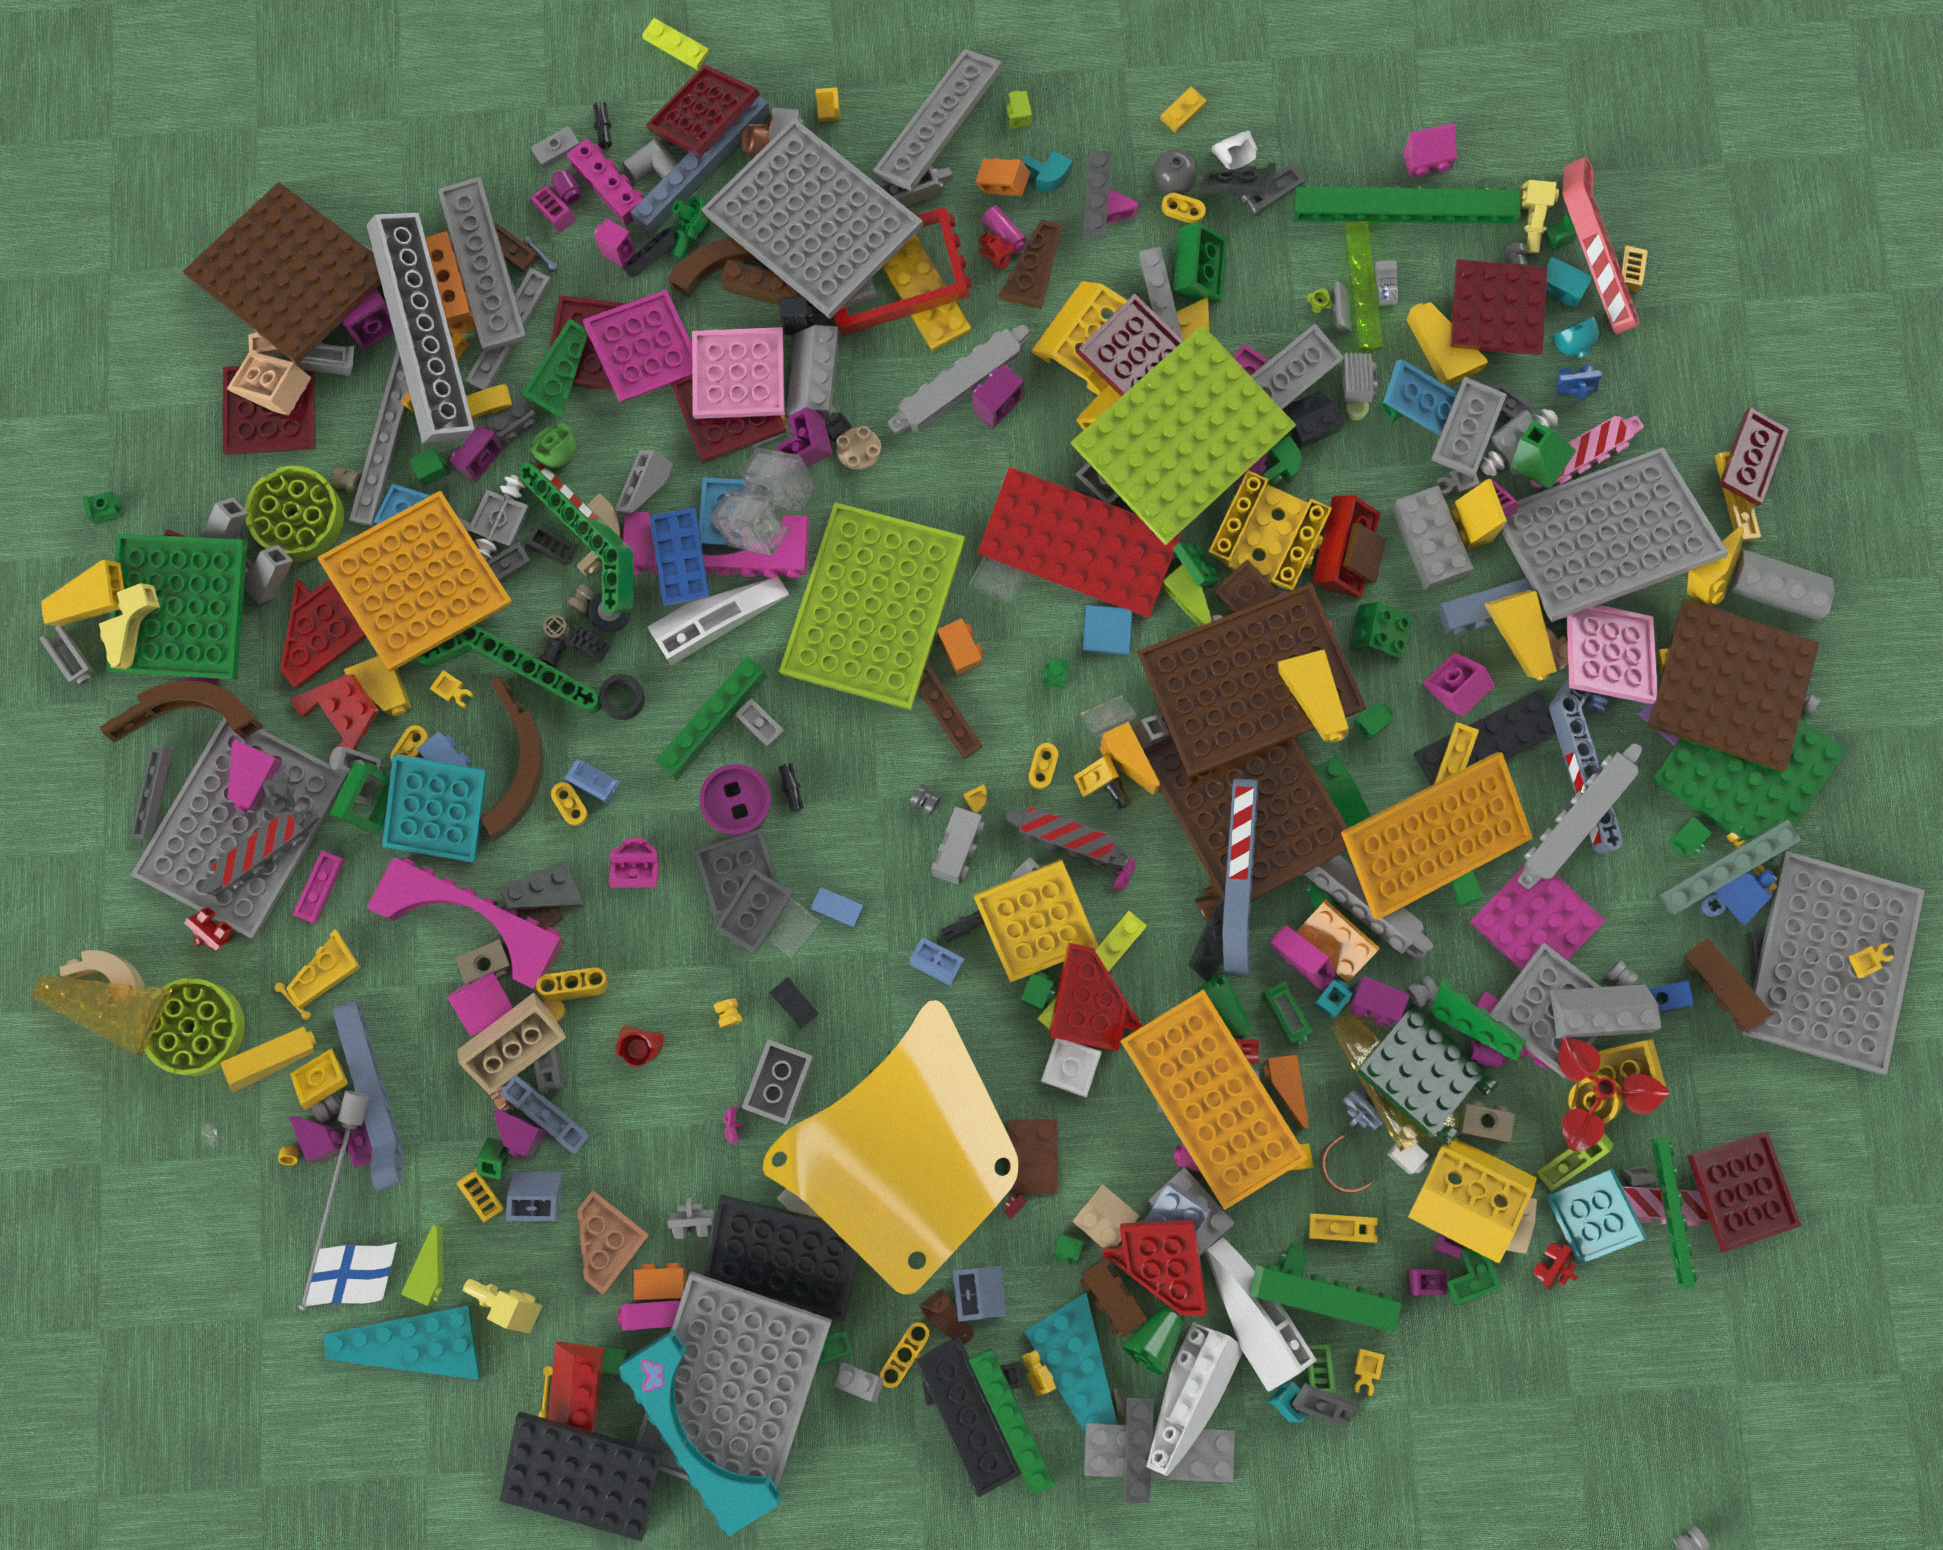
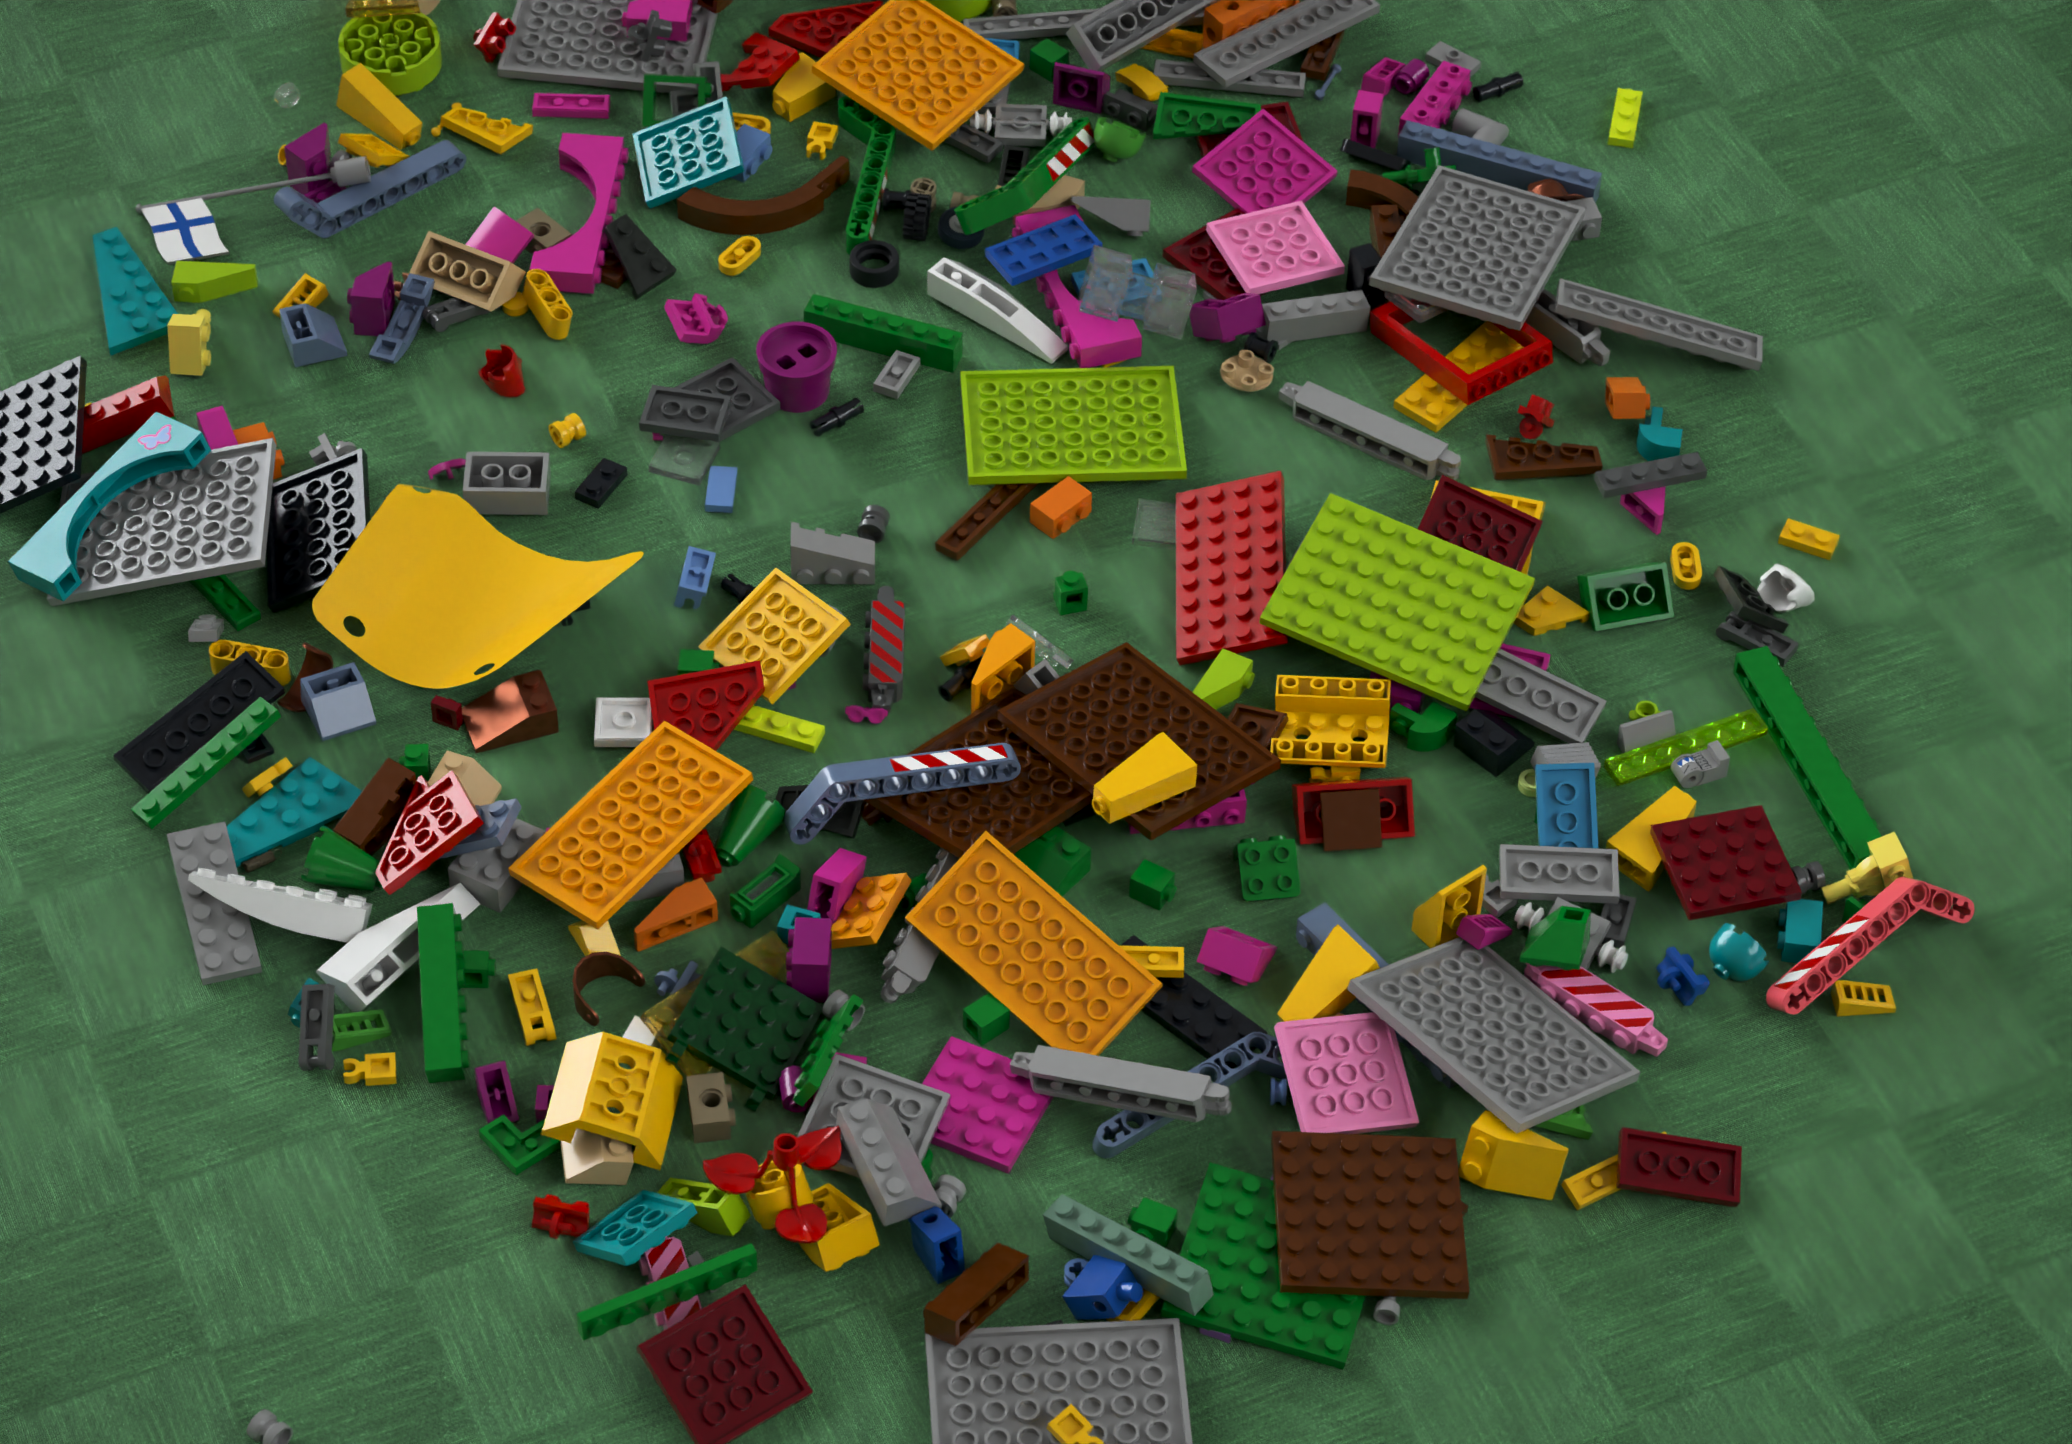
camera: 65 degrees right, 30 degrees down
(259, 850) = (587, 43): dark grey hinge -> none
(492, 1158) = (335, 290): green brick -> none
(592, 781) = (772, 266): medium blue hinge -> none
(607, 1241) = (287, 405): nougat plate -> none
(702, 110) = (1554, 143): dark red plate -> none
(828, 104) = (1628, 249): yellow panel -> none
(976, 798) = (895, 571): yellow tile -> none
(997, 395) = (1364, 457): magenta brick -> none
(1002, 226) = (1567, 420): dark pink brick -> none
(1018, 109) = (1717, 398): lime brick -> none
(1043, 767) = (958, 612): yellow plate -> none
(1107, 630) = (1145, 627): dark azure tile -> none
(1137, 1450) = (241, 860): dark grey plate -> none
(1159, 287) = (1571, 561): light grey plate -> none
(1175, 172) = (1726, 546): dark grey cylinder -> none
(1193, 559) = (1256, 670): green plate -> none
(1430, 150) = (1890, 757): dark pink slope -> none
(1432, 538) = (1401, 880): light grey brick -> none
(1783, 585) = (1530, 1244): light grey slope -> none

